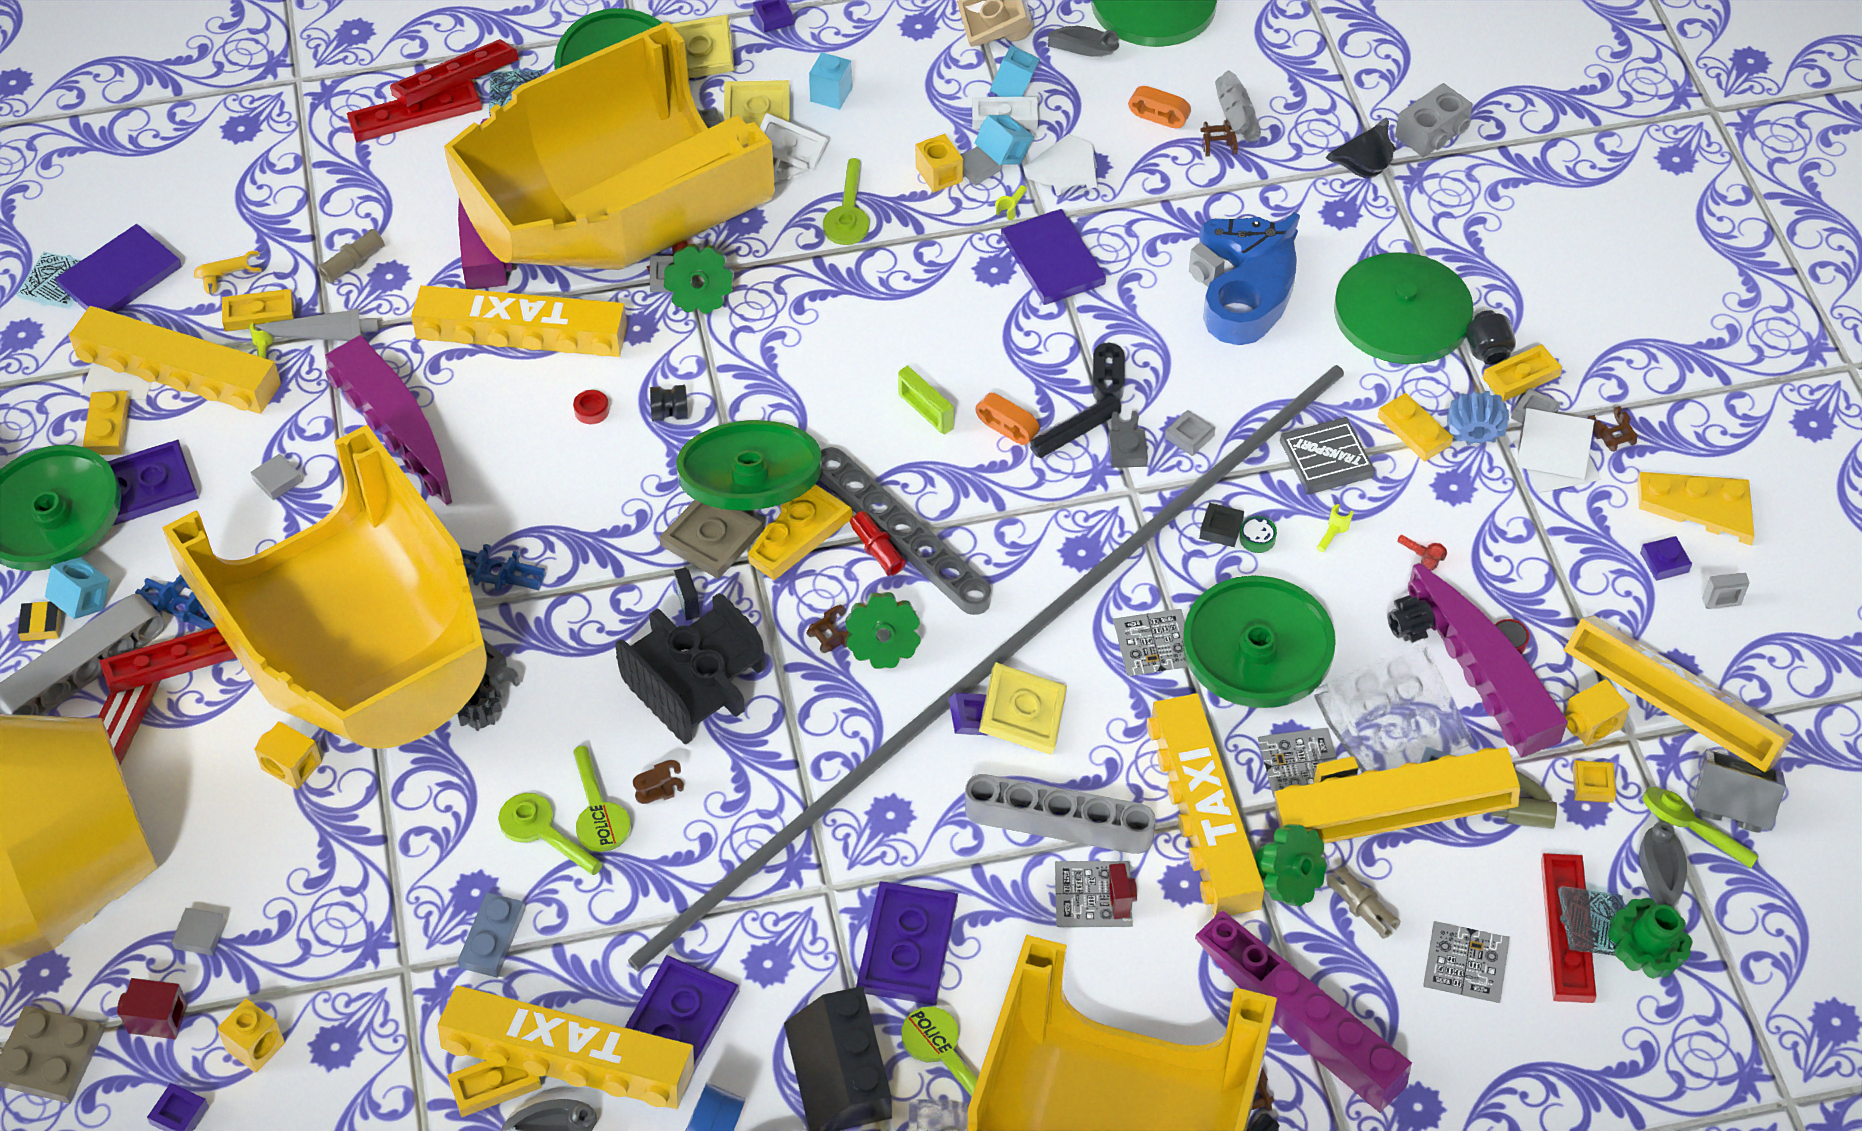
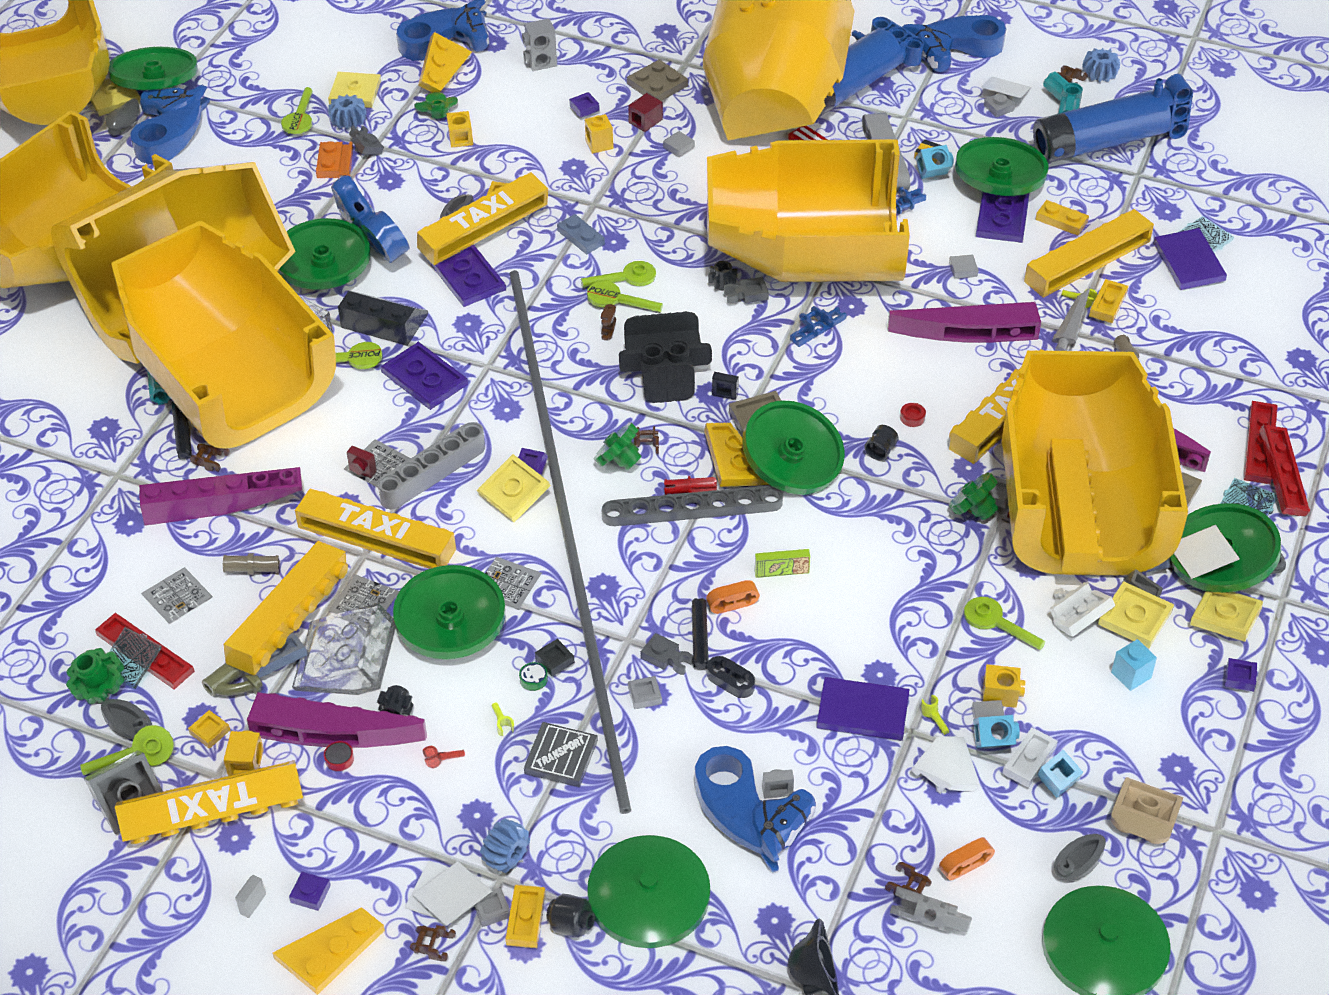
camera: 125 degrees right, 5 degrees down
(211, 271) = (1158, 296): yellow piece -> none
(1292, 864) = (298, 534): green plant -> none
(1339, 768) = (332, 595): yellow tile -> none
(1415, 427) = (544, 820): yellow plate -> none

